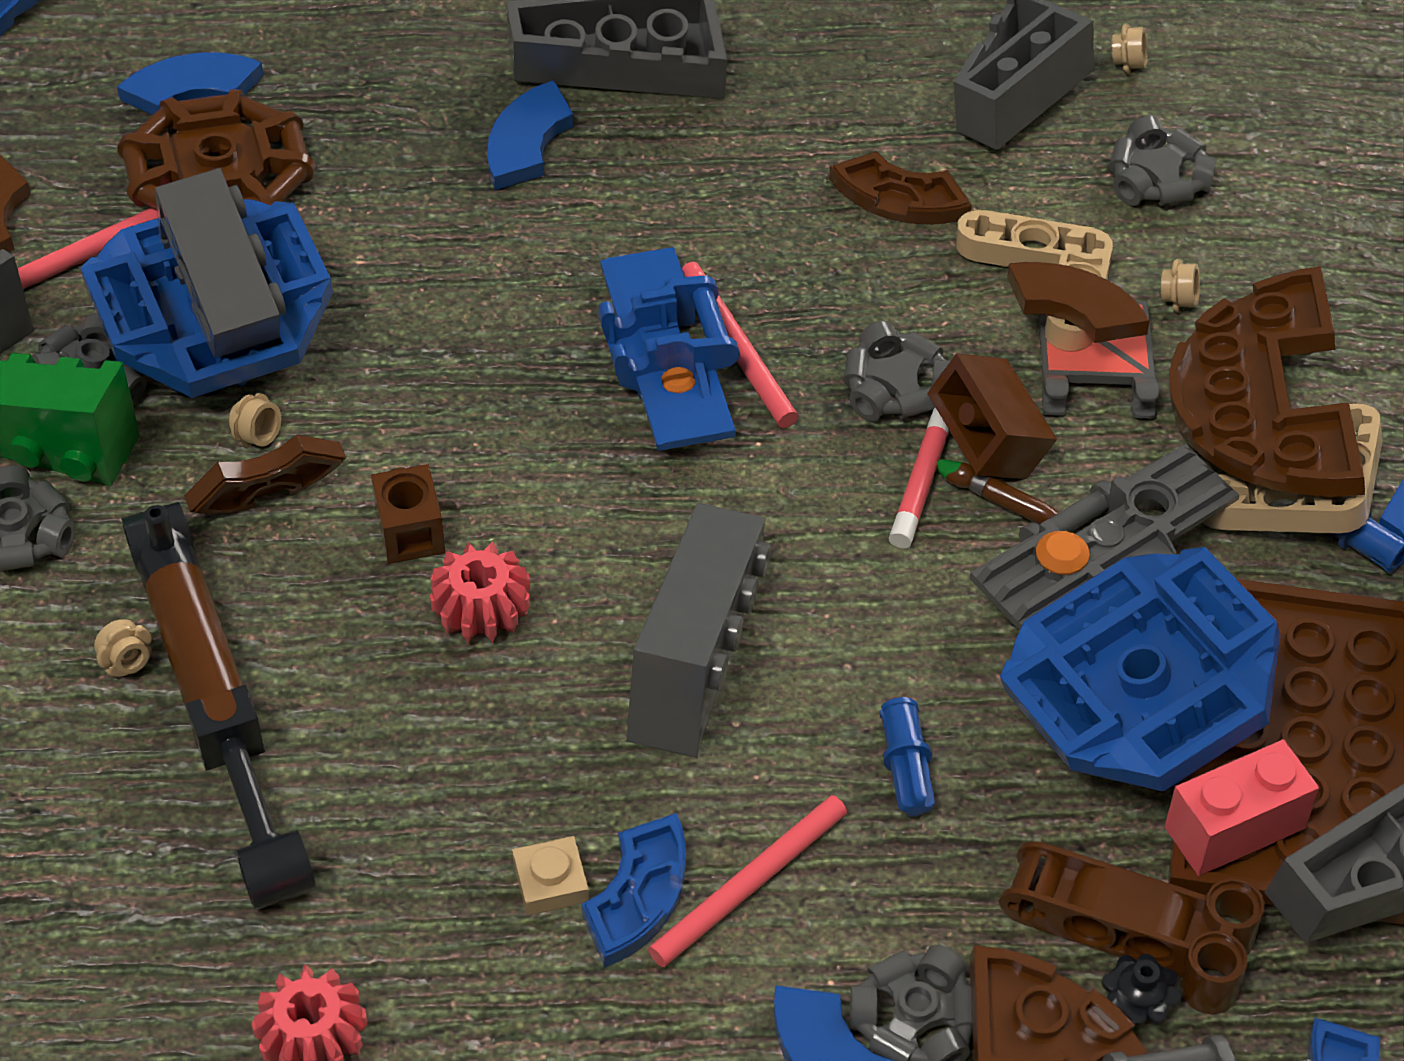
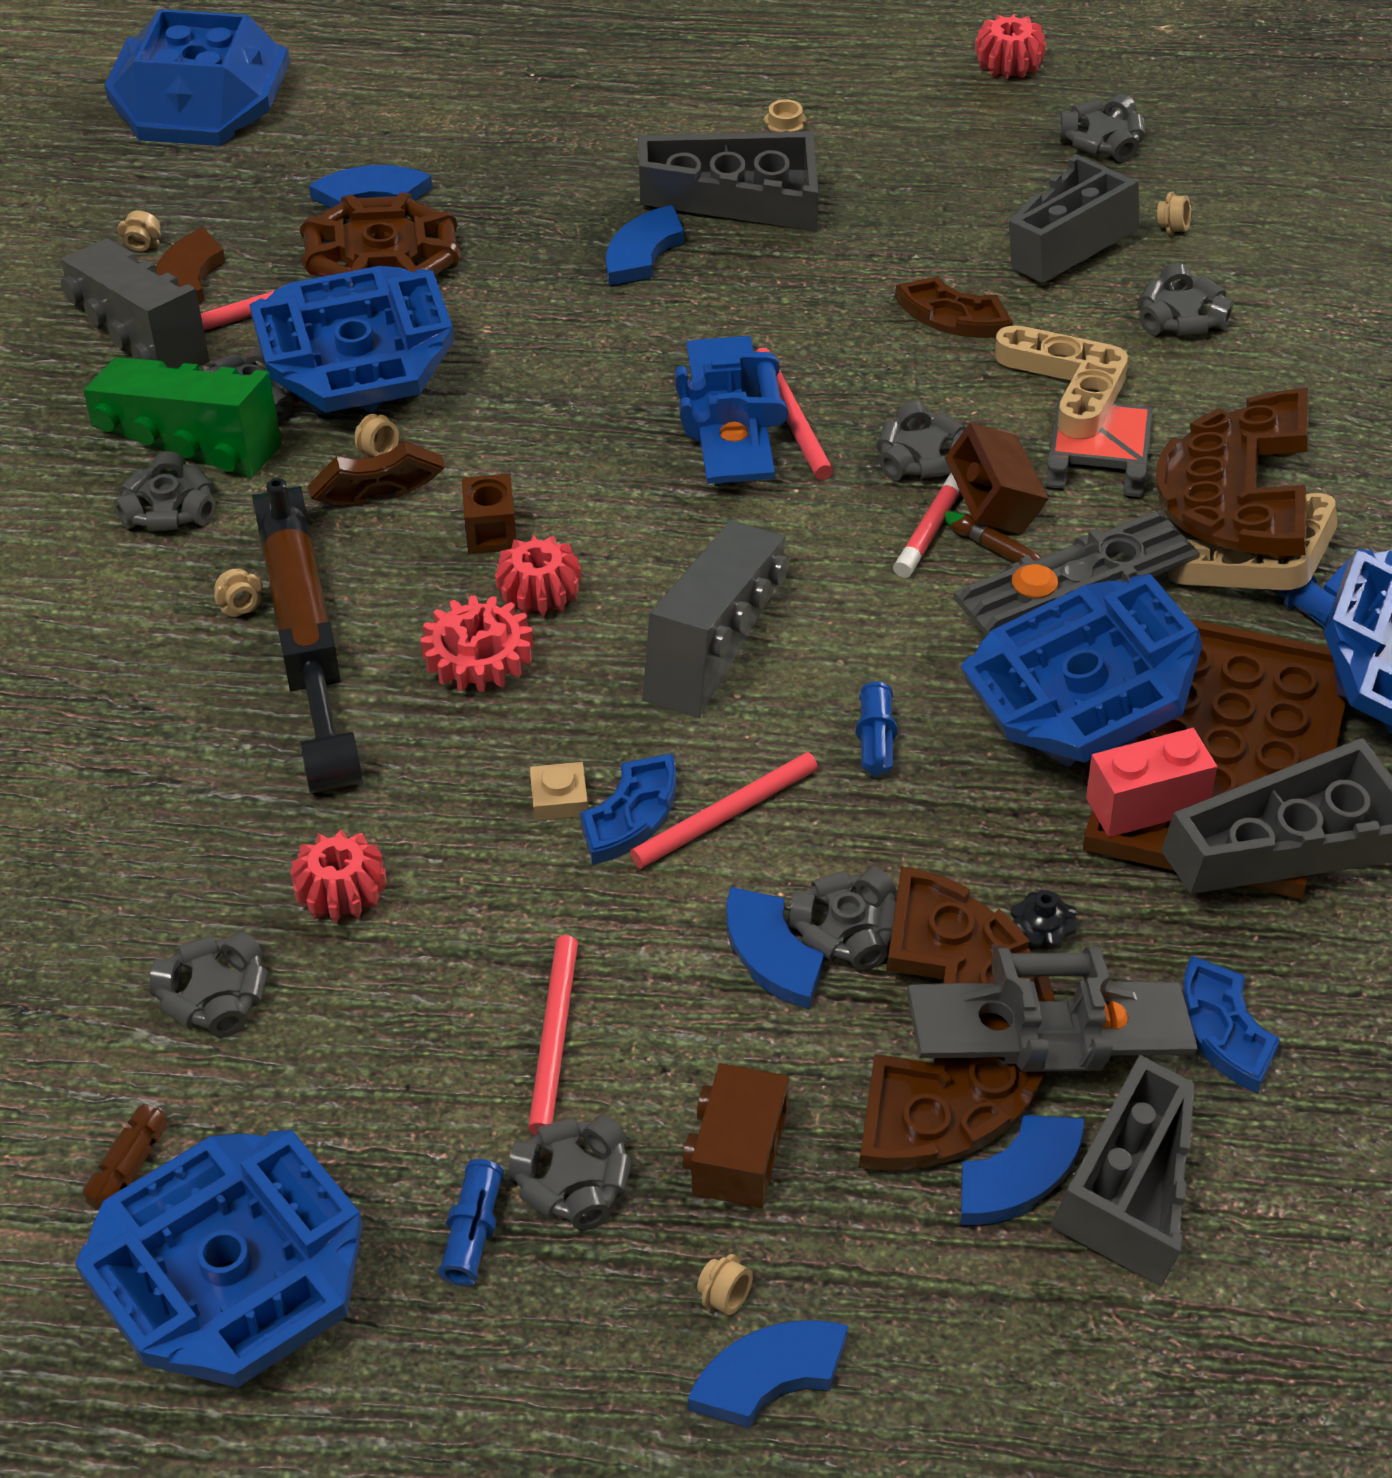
camera: 10 degrees right, 5 degrees down
(219, 262) = (361, 304): dark grey wedge -> none
(423, 690) = (477, 643): none -> coral gear
(1079, 297) = (1087, 392): reddish brown tile -> none
(1139, 916) = (1037, 857): reddish brown piece -> none
(1181, 285) = (1183, 395): tan plate -> none

